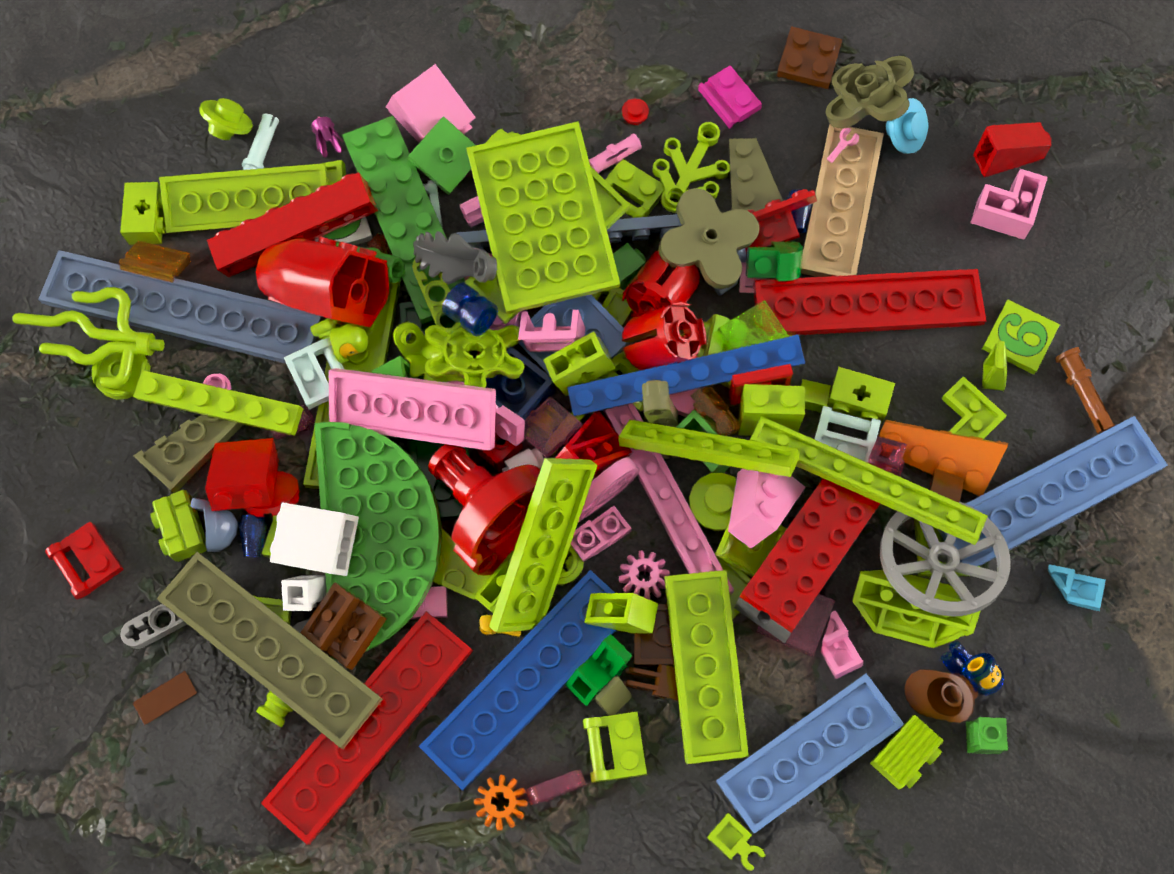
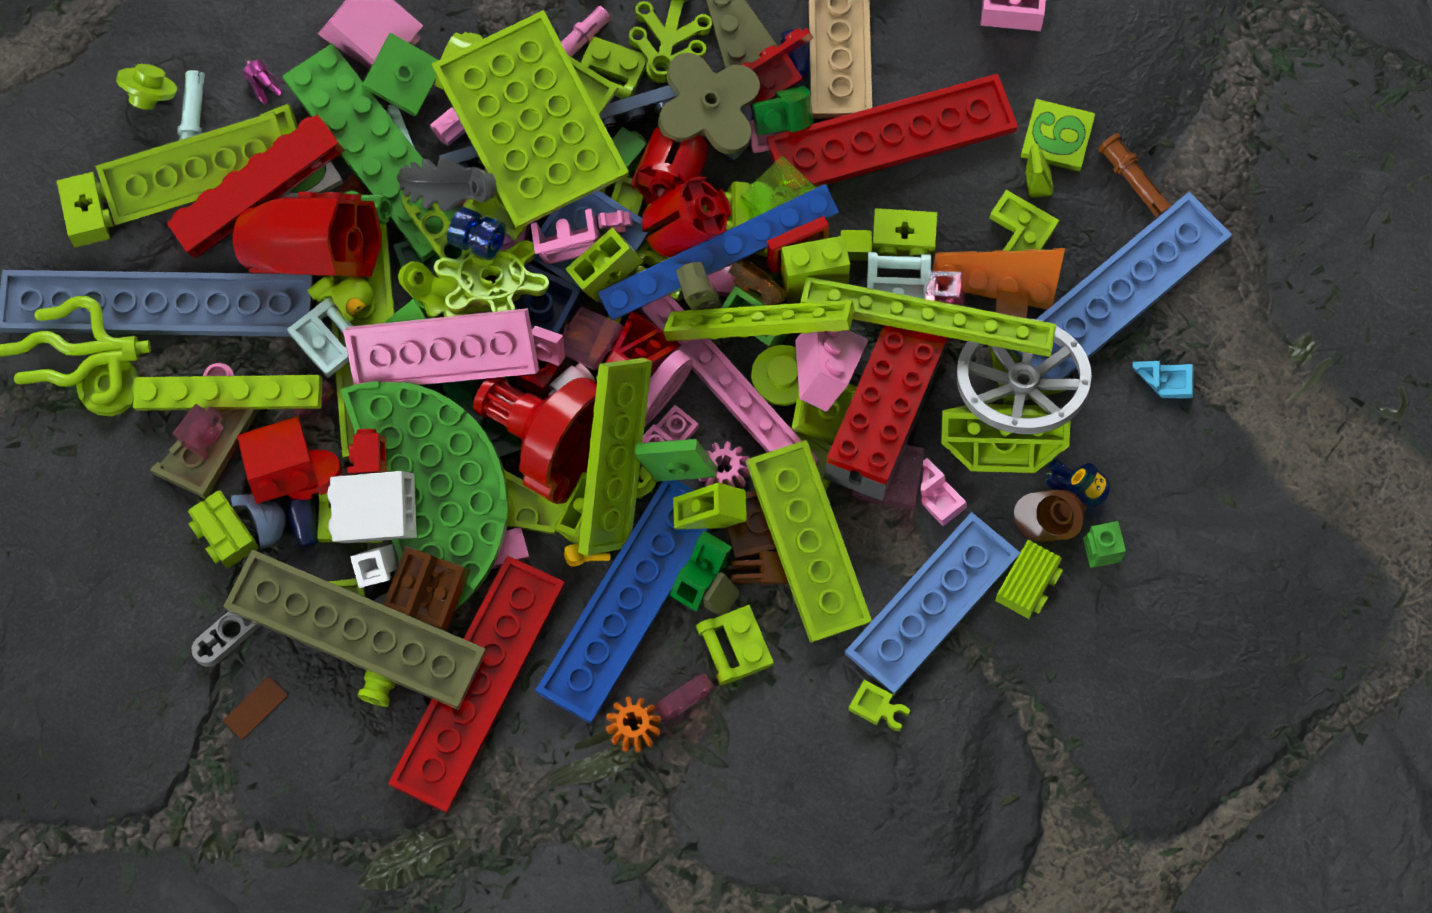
camera: 15 degrees left, 0 degrees up
(92, 553) = (136, 581): red plate -> none
(155, 261) = (113, 258): clear orange plate -> none
(182, 430) = (199, 430): none -> clear pink brick
(321, 489) = (367, 453): none -> red brick
(599, 561) = (675, 460): none -> bright green plate
(600, 326) = (618, 220): none -> bright pink plate

